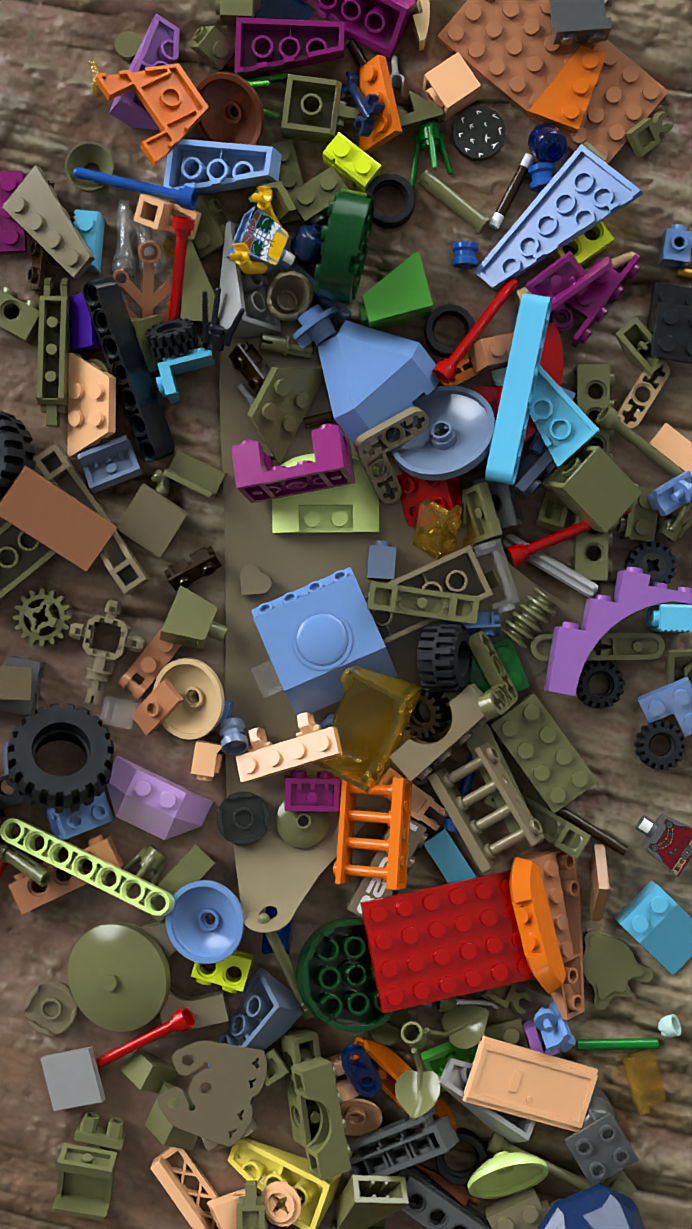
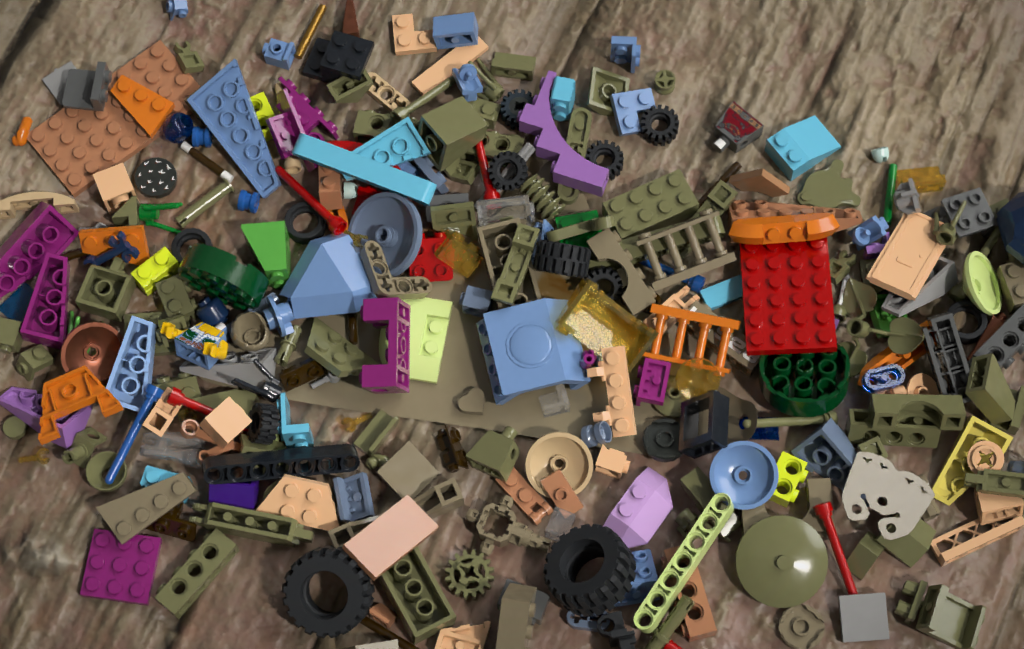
camera: 75 degrees left, 20 degrees down
(115, 131) = (83, 447): none -> olive bracket
(161, 293) = (225, 422): none -> light nougat head
(208, 448) = (355, 422): none -> clear yellow hand
(261, 882) = (718, 418): none -> black window
(319, 712) = (588, 359): none -> magenta arm
(321, 847) = (697, 377): none -> clear yellow dish
(434, 399) = (356, 238): none -> clear yellow hand
(536, 569) = (501, 159): none -> black tyre
(567, 1127) = (947, 232): none -> olive plant
(608, 1070) = (907, 198): none -> light grey piece

